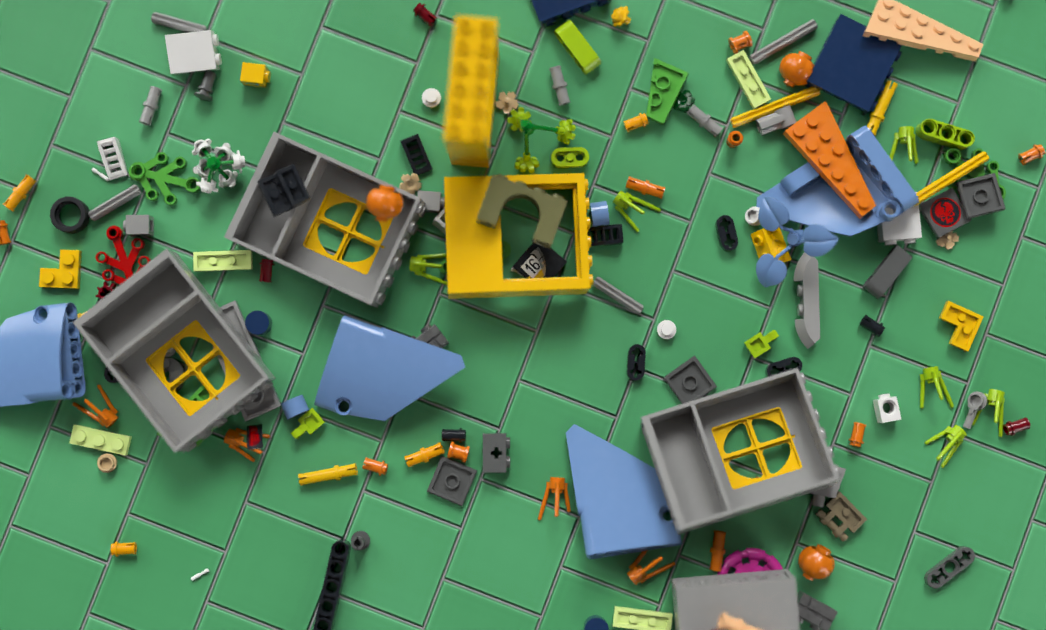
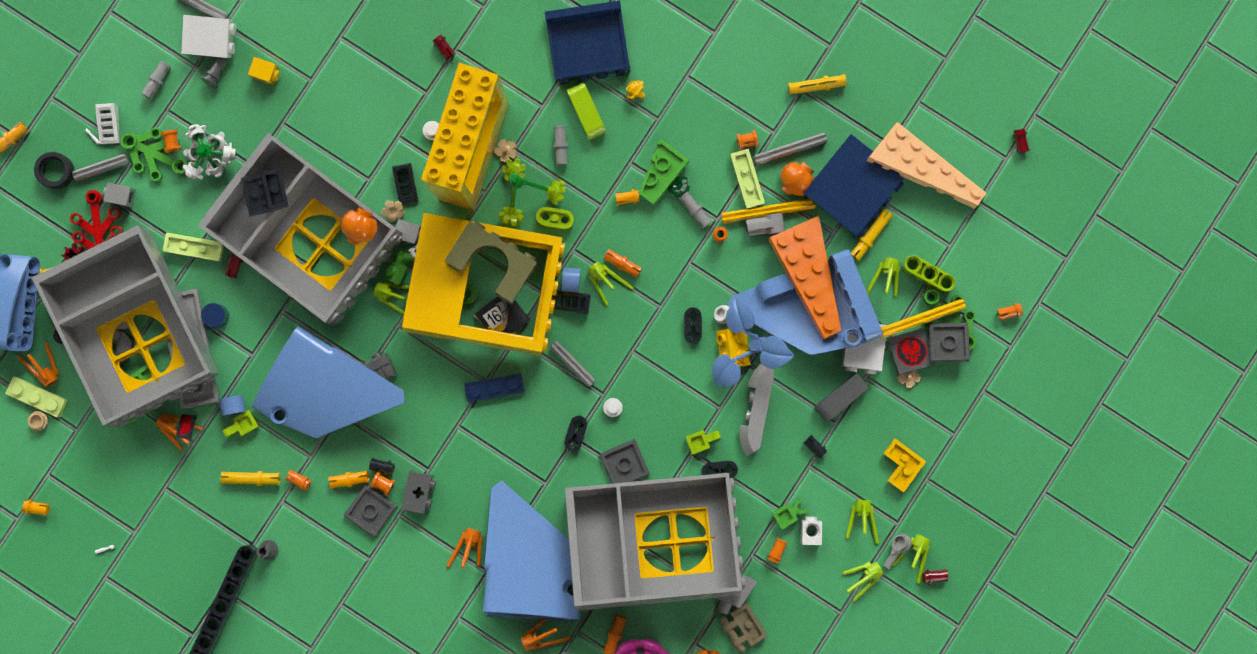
camera: 10 degrees right, 0 degrees up
(68, 273) = (39, 228): yellow plate -> none
(178, 161) = (171, 141): none -> orange bush
(427, 241) = (397, 269): none -> bright green plate
(546, 335) = (494, 387): none -> dark blue plate
(859, 398) = (787, 515): none -> bright green plate

